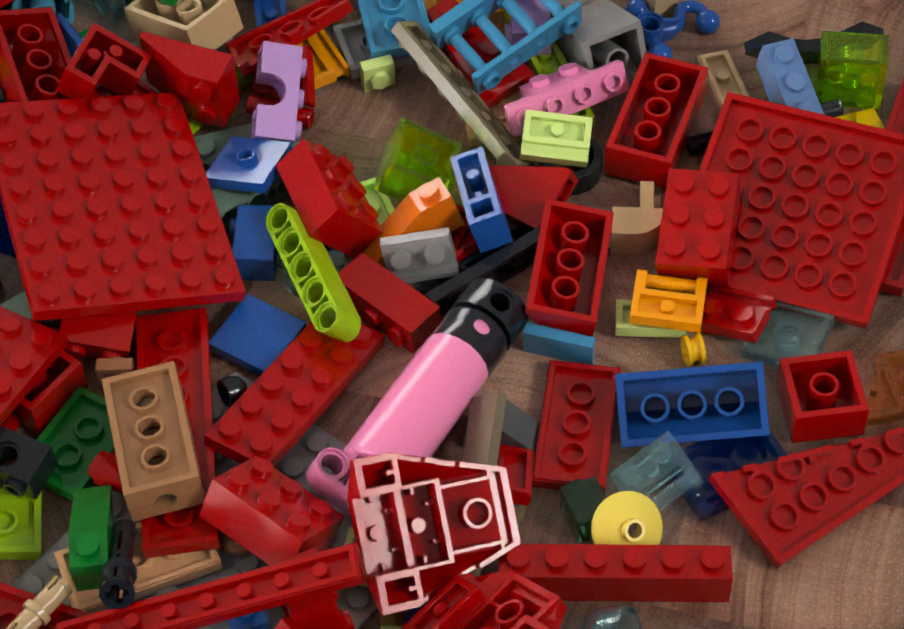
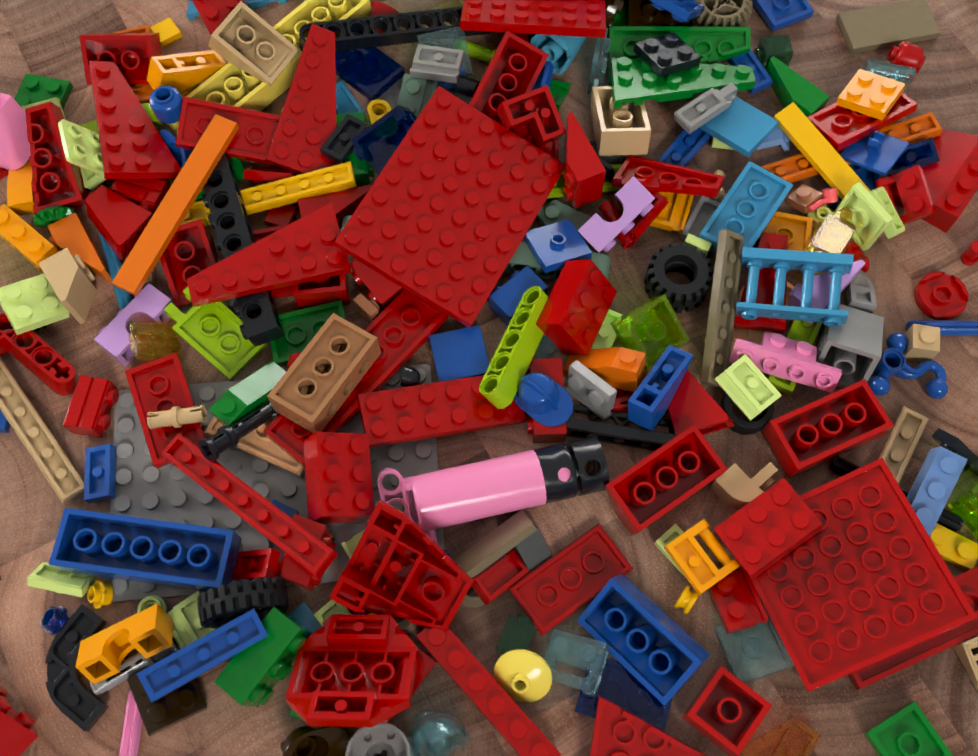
camera: 45 degrees right, 15 degrees up
(387, 88) = (682, 260): none -> black tyre
(387, 295) = (544, 399): none -> blue piece
(558, 344) = (613, 519): dark azure tile -> none

